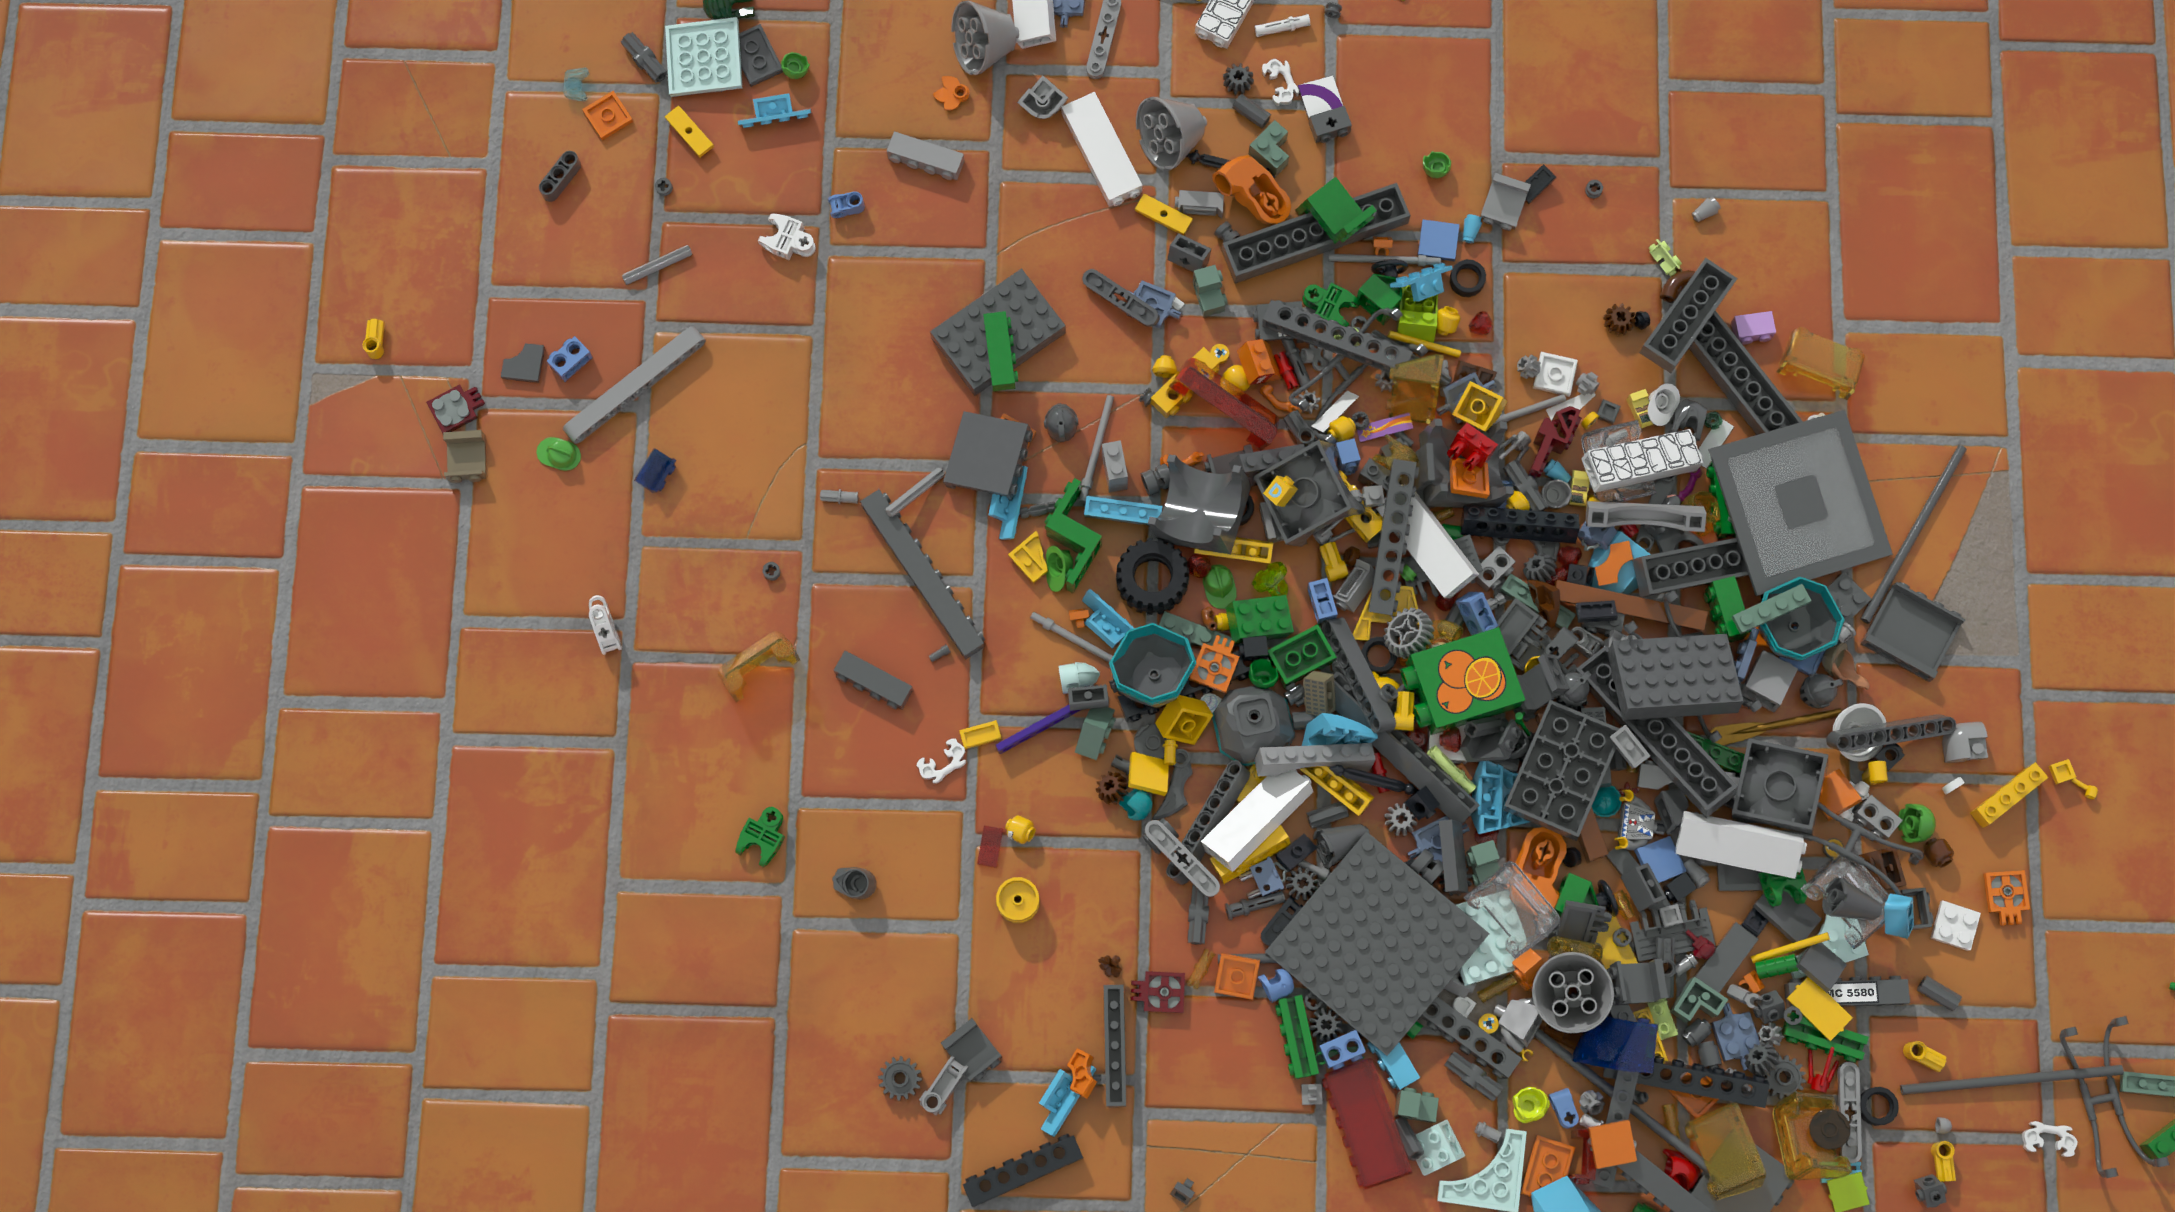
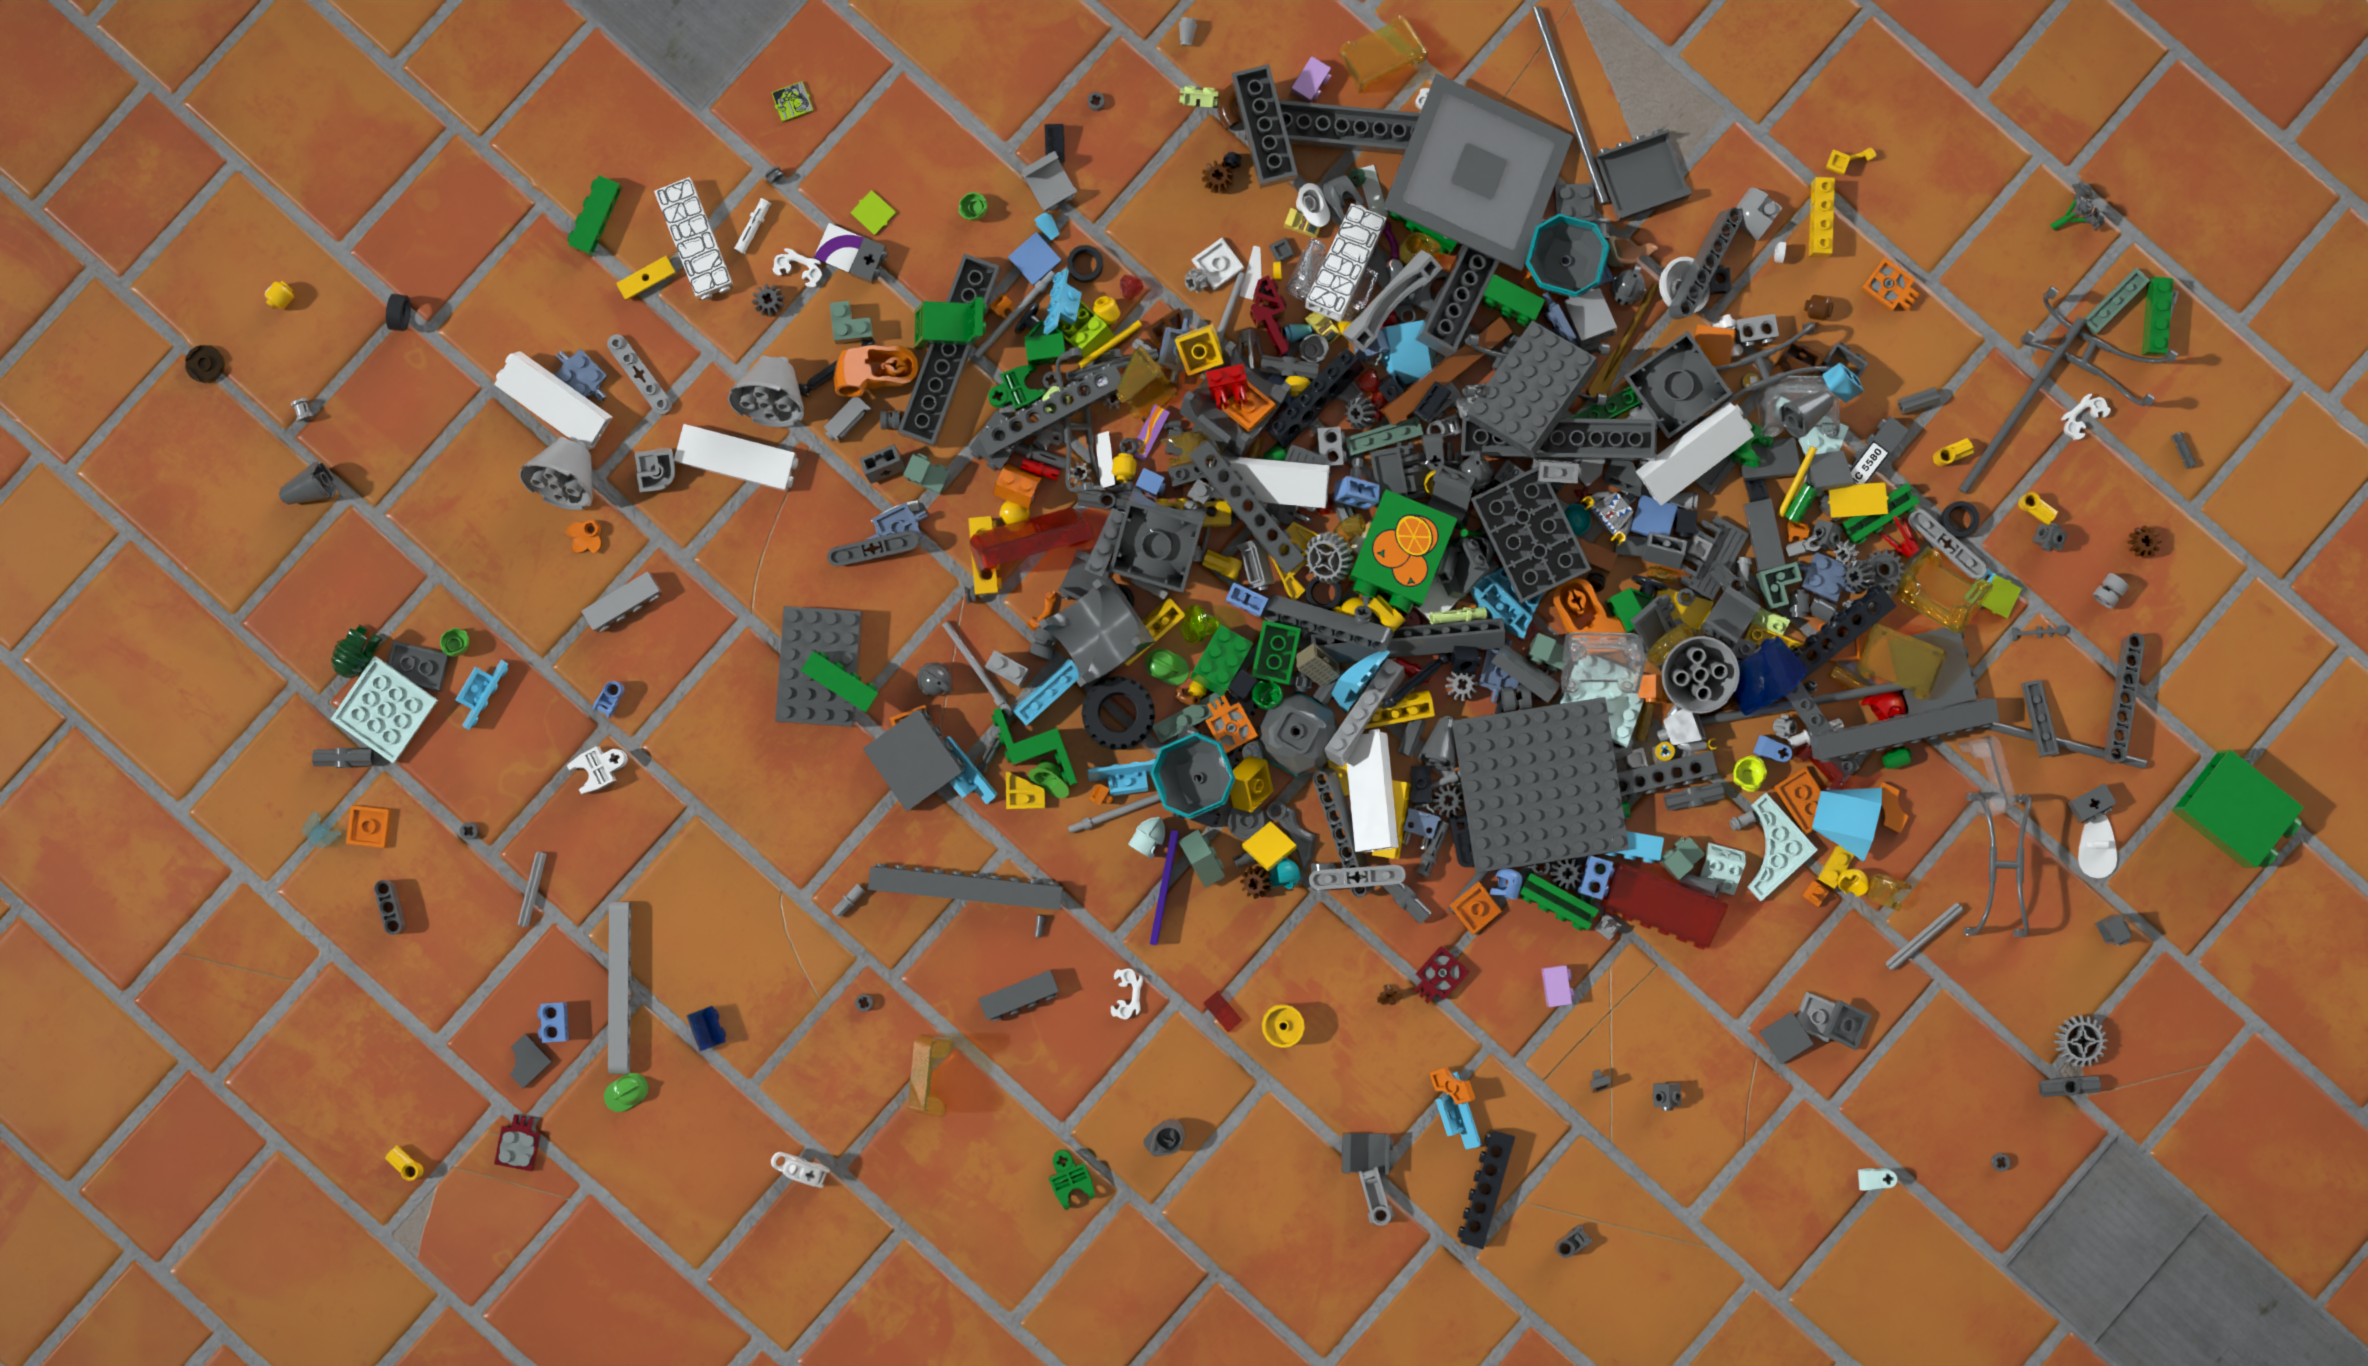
camera: 55 degrees left, 10 degrees up
(465, 456) = (567, 1168): dark tan panel -> none
(683, 124) = (428, 772): yellow tile -> none
(889, 1078) = (1338, 1214): dark grey gear -> none
(915, 492) = (896, 839): light grey axle -> none
(980, 734) = (1129, 947): yellow tile -> none
(1020, 829) = (1229, 978): yellow head -> none
(1088, 697) = (1175, 844): dark grey brick -> none
(1114, 1046) = (1452, 1044): dark grey brick -> none
(1154, 209) = (820, 458): yellow tile -> none
(1164, 367) = (958, 560): yellow cone -> none
(1169, 752) = (1266, 815): yellow pin -> none
(1199, 565) = (1139, 670): clear red cone -> none
(1201, 969) = (1447, 930): clear yellow pin -> none
(1220, 352) = (982, 508): yellow tile -> none
(1230, 1092) = (1557, 985): none -> lavender brick
(1251, 111) = (804, 312): dark grey axle -> none
(1266, 391) = (1043, 498): orange piece -> none
(1280, 490) = (1140, 562): yellow brick -> none
(1351, 555) = (1229, 546): reddish brown tile -> none
(1368, 101) = (873, 212): none -> lime piece
(1408, 573) = (1281, 516): bright green plate -> none
(1451, 739) = (1436, 597): clear red cone -> none
(1546, 599) = (1390, 430): reddish brown brick -> none
(1587, 383) = (1247, 247): light grey gear -> none
(1612, 1144) = (1833, 744): orange tile -> none
(1619, 555) = (1406, 362): orange tile -> none
(1702, 946) = (1743, 545): dark red piece -> none
(1771, 609) = (1543, 271): sand green plate -> none
(1789, 1010) = (1841, 525): dark grey bush -> none
(1829, 1129) = (1948, 571): dark brown tile -> none
(1875, 773) = (1725, 302): yellow piece -> none
(1917, 823) = (1785, 304): bright green cylinder -> none
(1943, 1125) = (2012, 484): light grey hinge -> none
(1955, 925) = (1880, 343): white plate -> none

